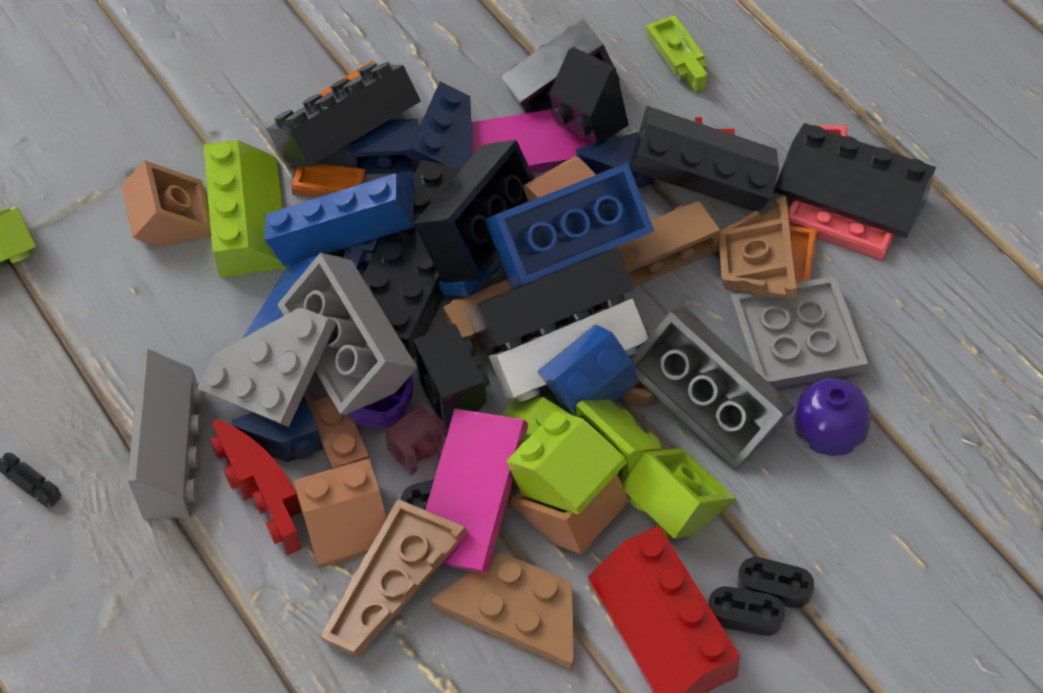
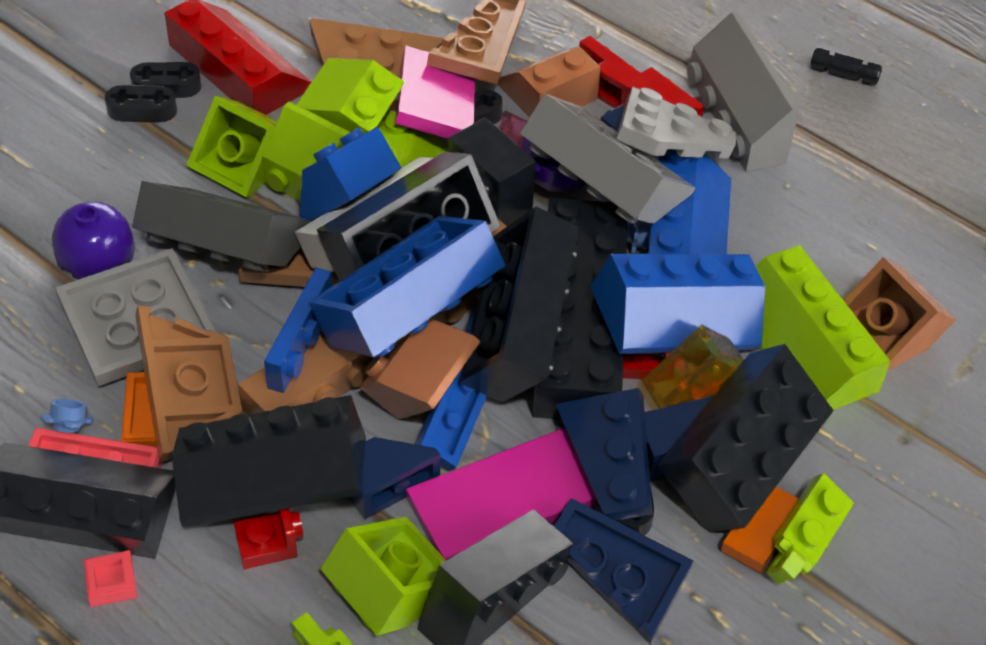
camera: 160 degrees right, 5 degrees down
(329, 72) = (809, 528): none -> lime hinge
(344, 170) = (693, 369): none -> clear yellow slope
(467, 71) = (624, 566): none -> dark blue wing
(588, 97) = (436, 499): black slope -> none
(641, 87) = (384, 572): none -> lime slope
(662, 242) = (299, 332): none -> blue plate
(849, 257) = (67, 415): none -> medium blue plate

